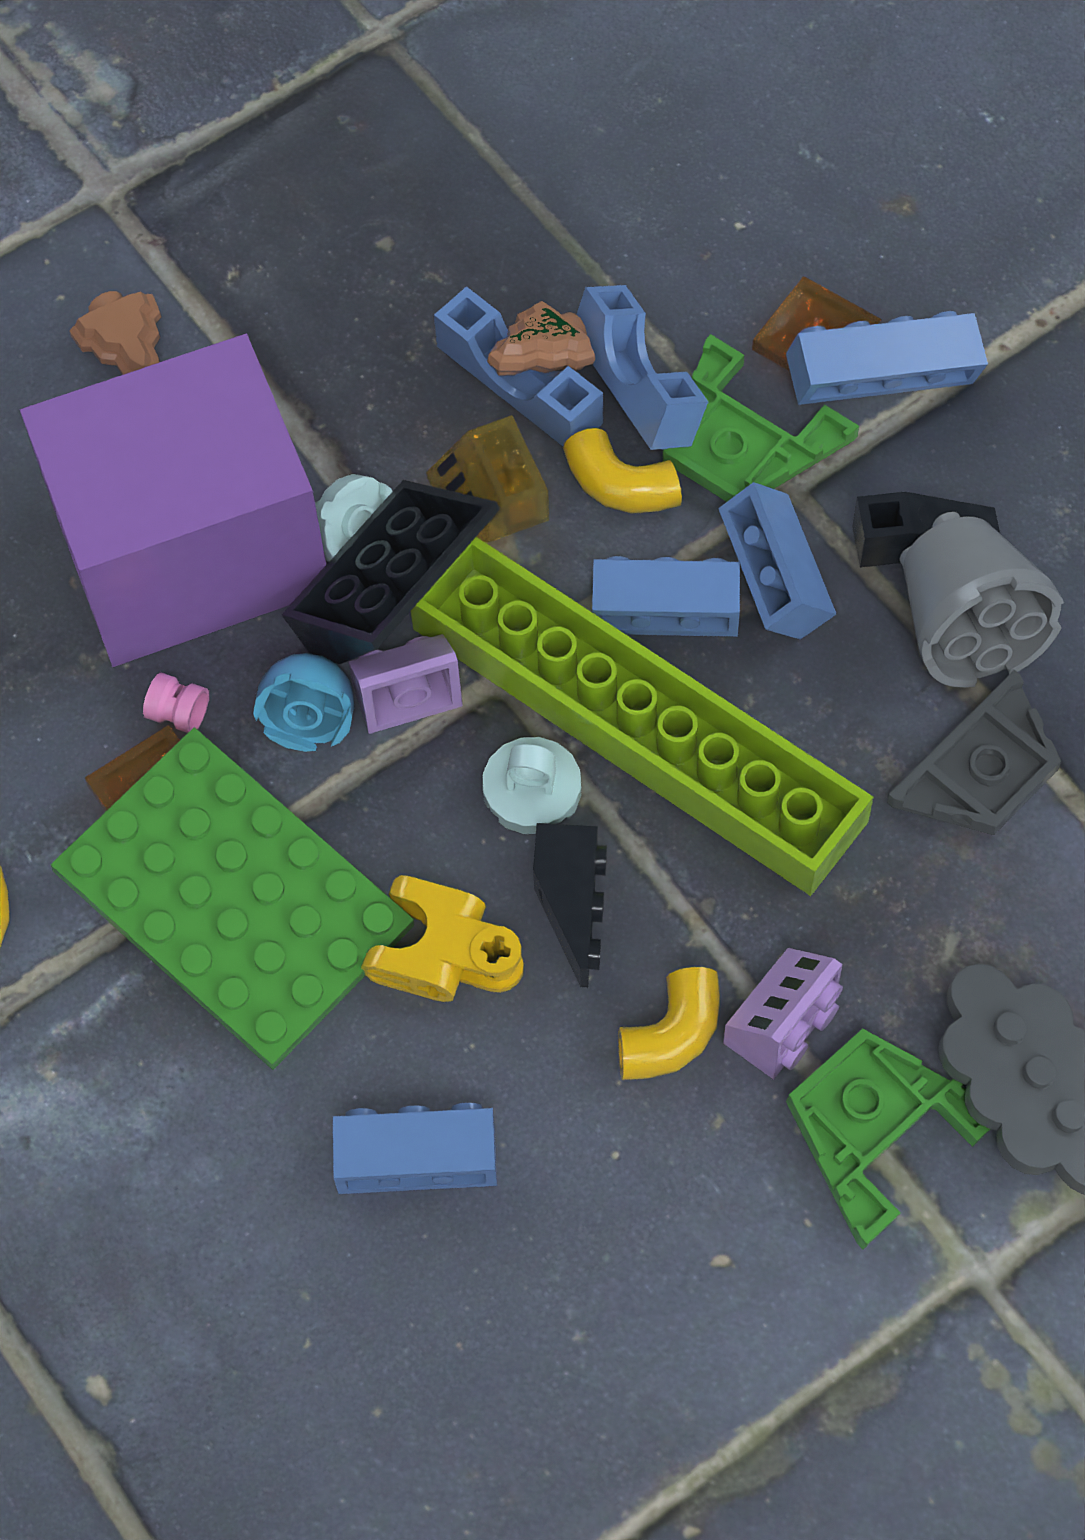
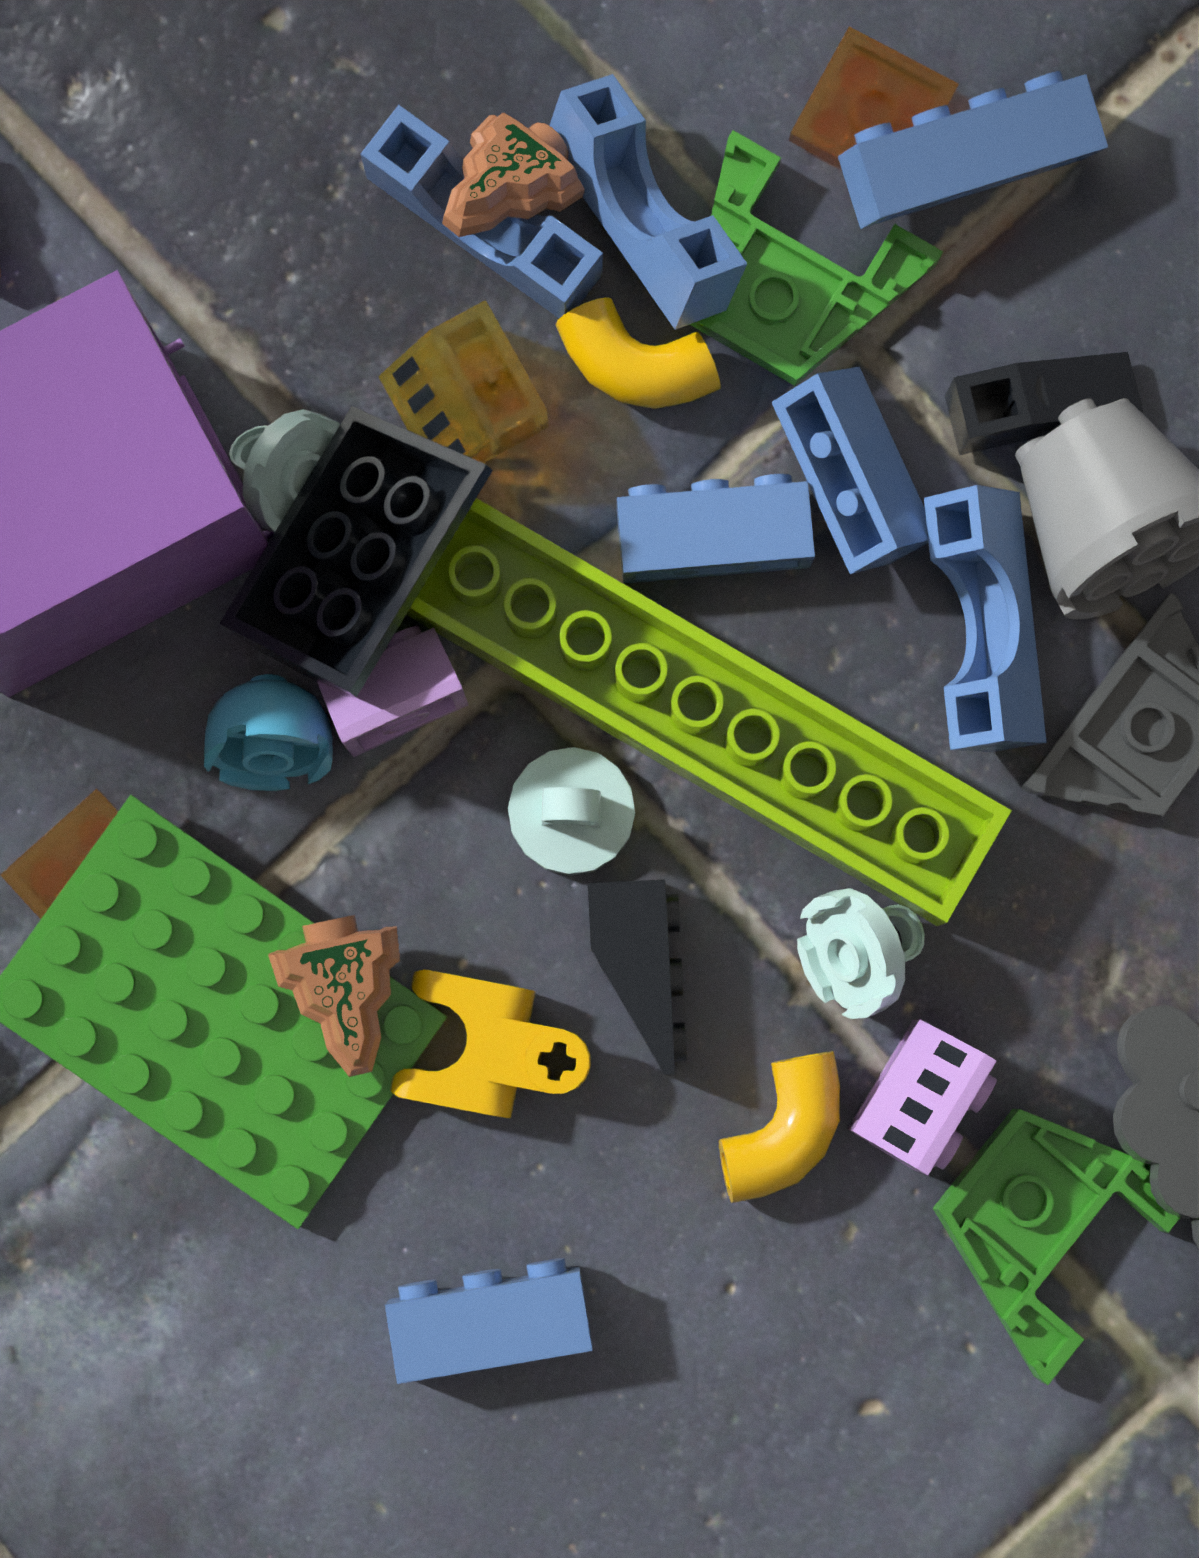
camera: 10 degrees left, 20 degrees up
(175, 702) = (100, 751): bright pink wheel -> none
(334, 871) = (341, 983): none -> nougat rock
(743, 895) = (856, 951): none -> light aqua tile
(869, 623) = (982, 550): none -> medium blue arch

